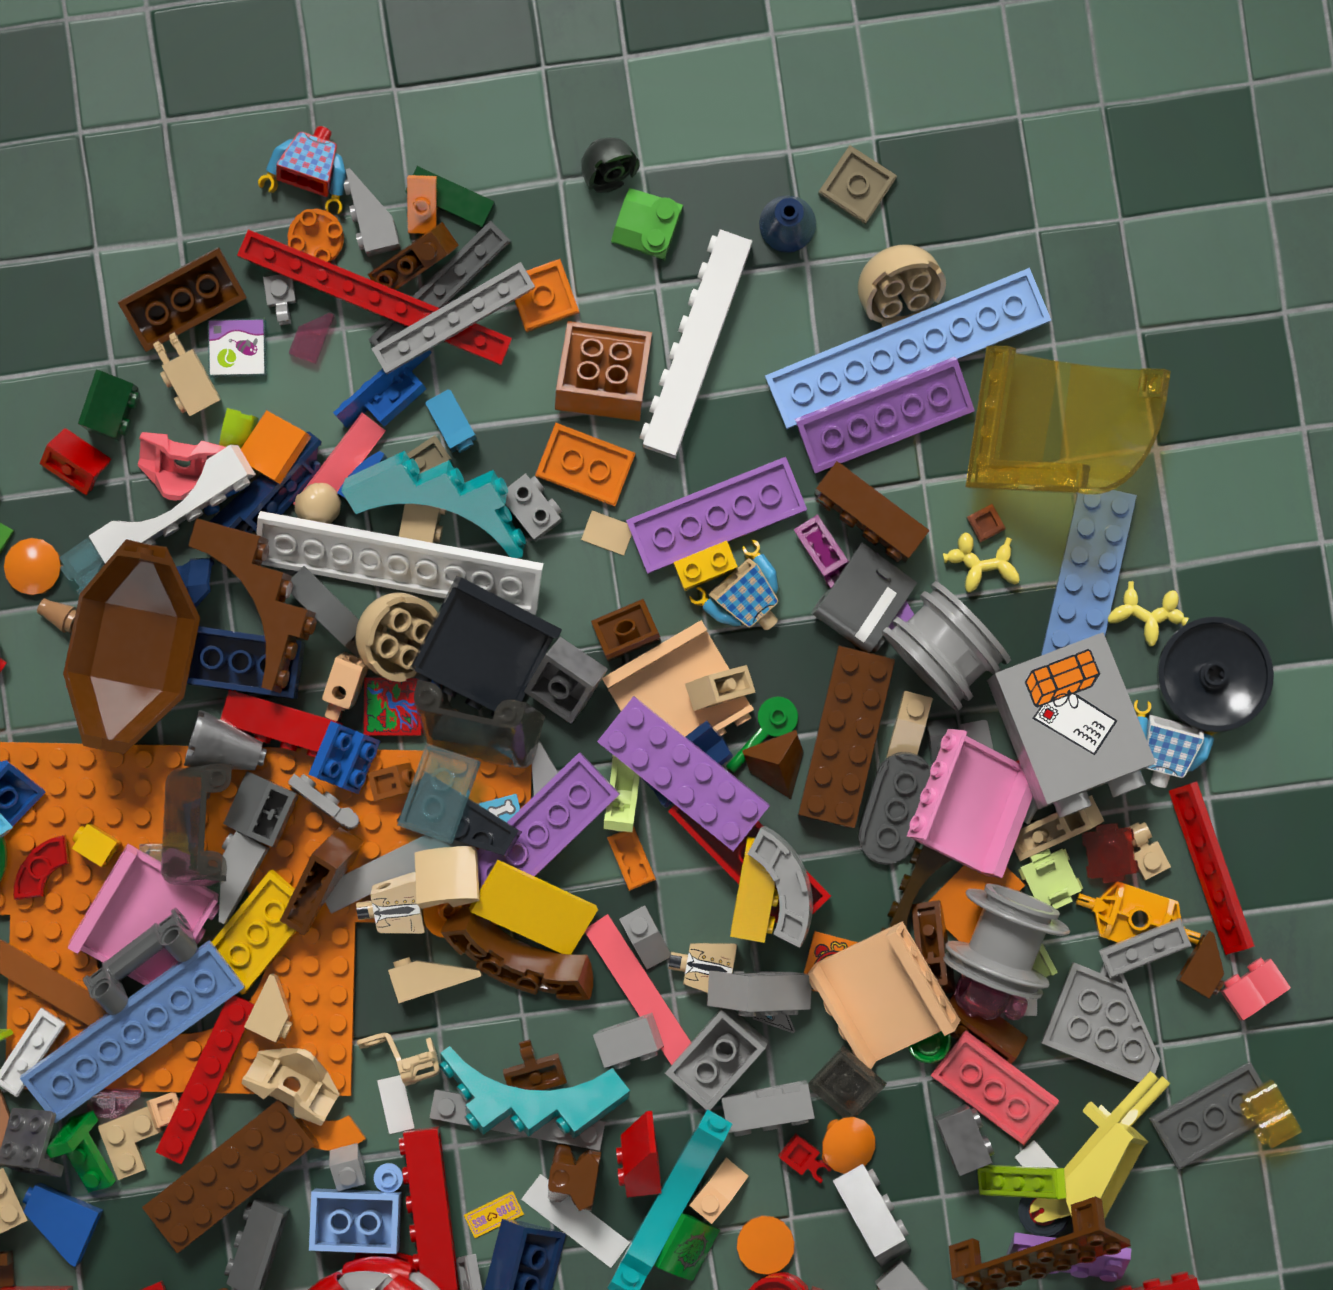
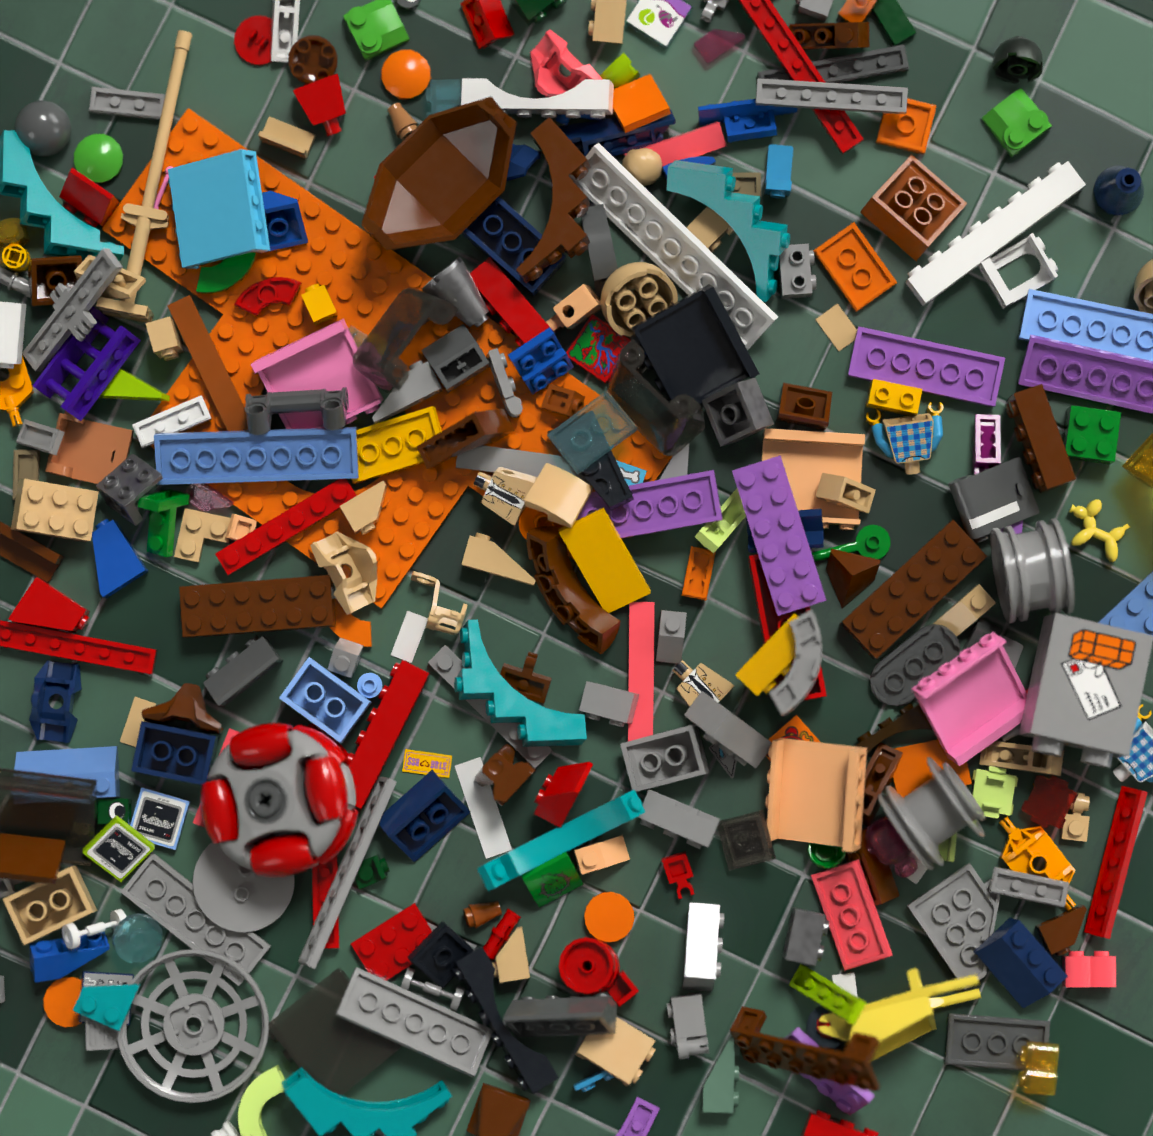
camera: 25 degrees right, 0 degrees up
(738, 333) = (1029, 245): none -> white panel
(848, 1144) = (718, 884): orange dish -> none
(916, 475) = (1091, 434): none -> green brick
(986, 523) = (1118, 503): copper tile -> none
(1185, 1026) = (1020, 963): none -> dark blue slope

